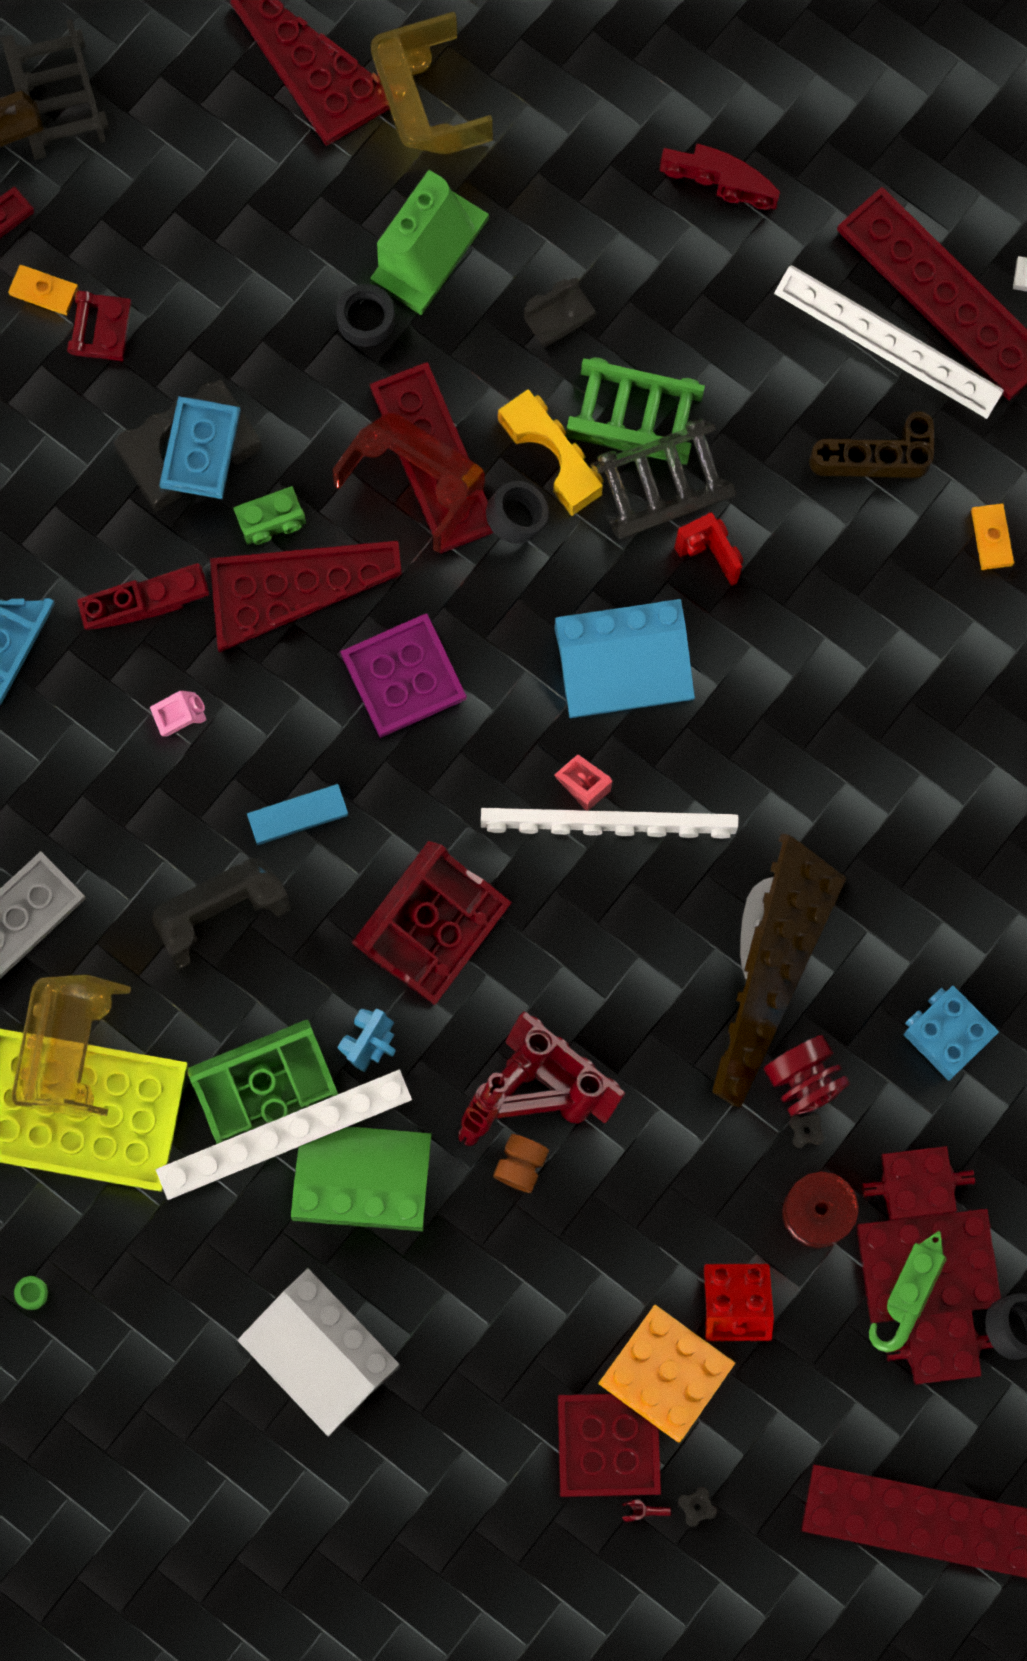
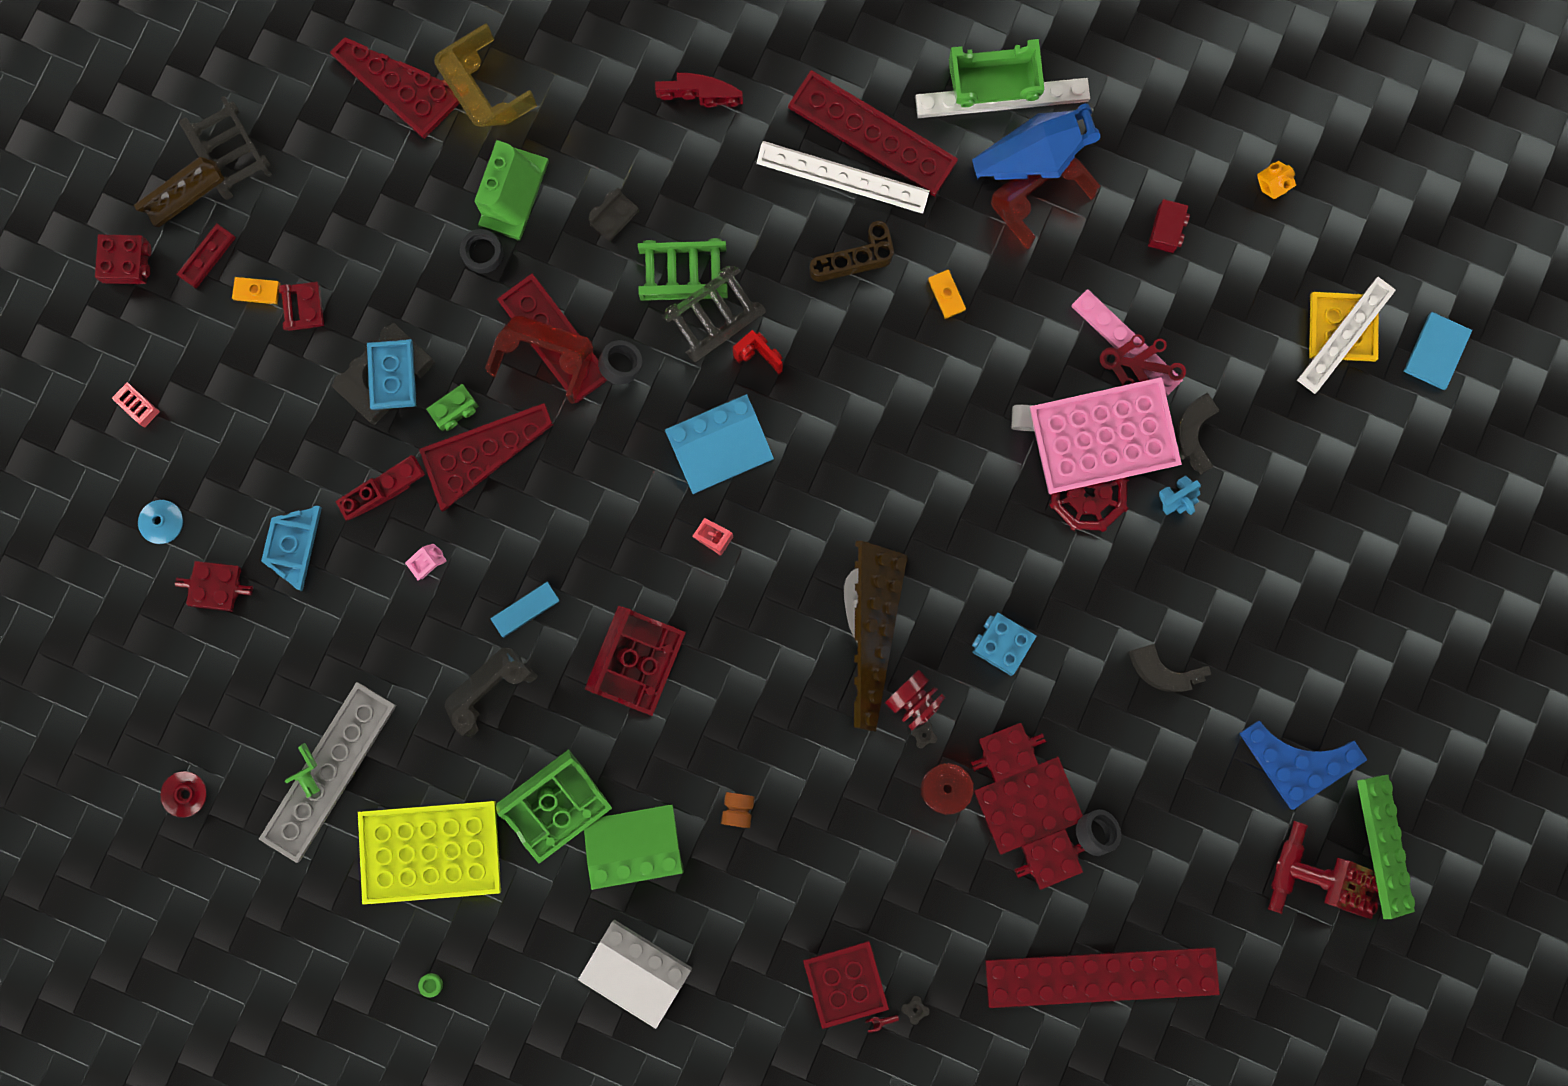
camera: 10 degrees left, 5 degrees up
(57, 1043) = (402, 814): clear yellow windscreen -> none
(283, 1134) = (572, 834): white plate -> none
(373, 1040) = (616, 752): dark azure hips -> none
(403, 675) = (572, 495): magenta plate -> none
(528, 421) = (611, 297): yellow arch -> none
(539, 1054) = (736, 735): dark red plate -> none
(623, 823) = (746, 558): white plate -> none
(666, 1373) = (872, 926): light orange plate -> none
(738, 1302) = (907, 864): red bracket -> none
(912, 1291) = (1022, 828): bright green plate -> none

